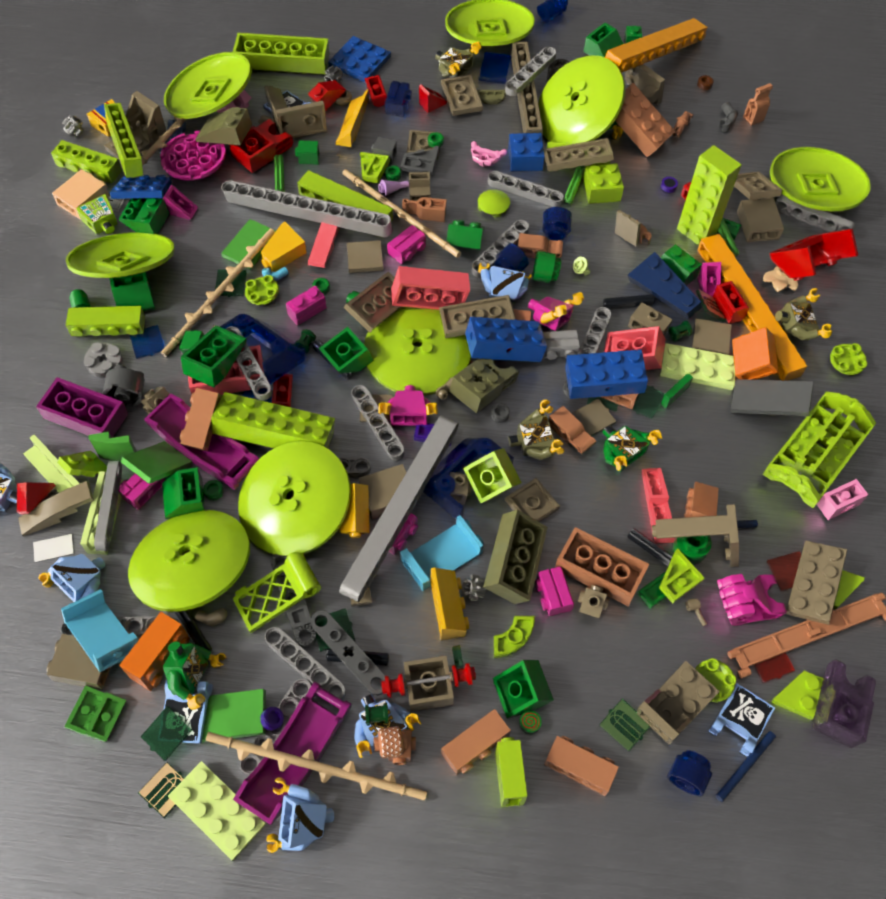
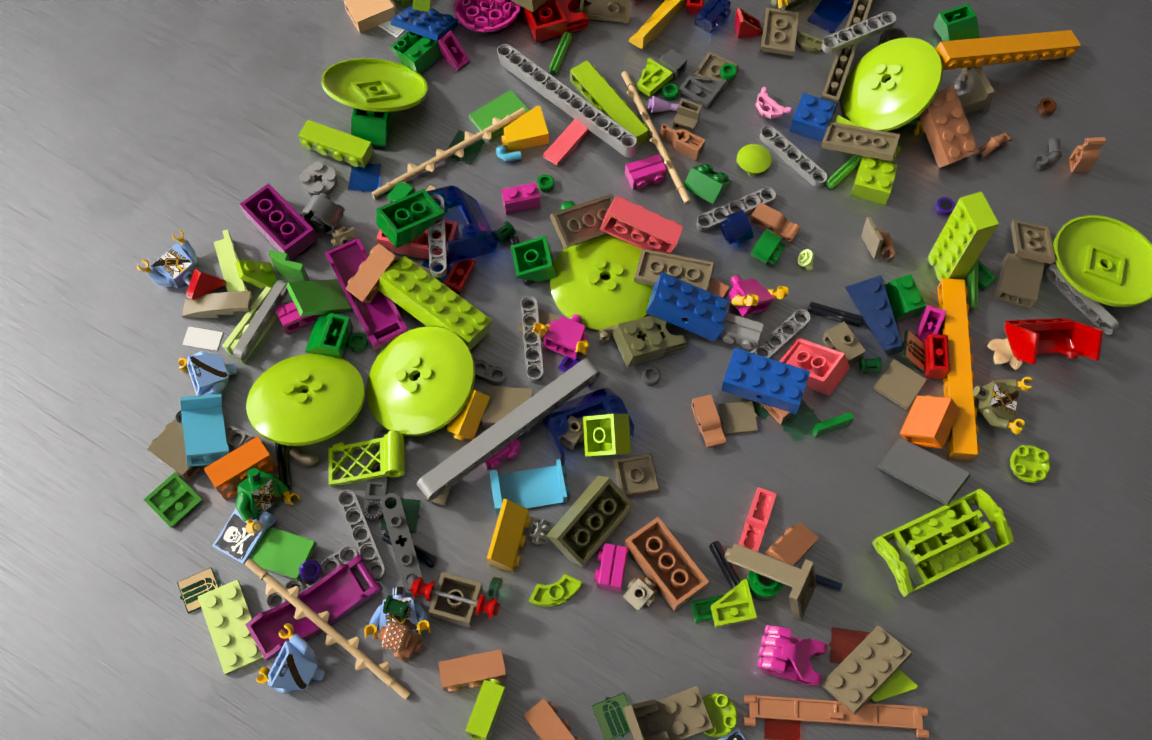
camera: 25 degrees right, 5 degrees up
(79, 298) = (322, 114): green brick -> none
(98, 215) = (376, 35): lime torso -> none
(166, 733) = (220, 542): clear green piece -> none
(261, 290) = (488, 166): lime dish -> none
(307, 152) = (597, 40): green brick -> none
(364, 256) = (600, 168): dark tan tile -> none
(503, 281) = (718, 248): light blue torso -> none
(522, 688) = (538, 642): green slope -> none
(530, 722) = (530, 675): green tile -> none
(536, 436) = (671, 412): torso -> none
(556, 223) = (803, 205): clear blue piece -> none
(627, 445) = (752, 459): torso -> none
(632, 33) = (993, 27): green brick -> none
(694, 604) = (736, 637): dark tan hand -> none
(704, 366) = (869, 408): yellowish green plate -> none
(842, 499) = (937, 601): bright pink brick -> none

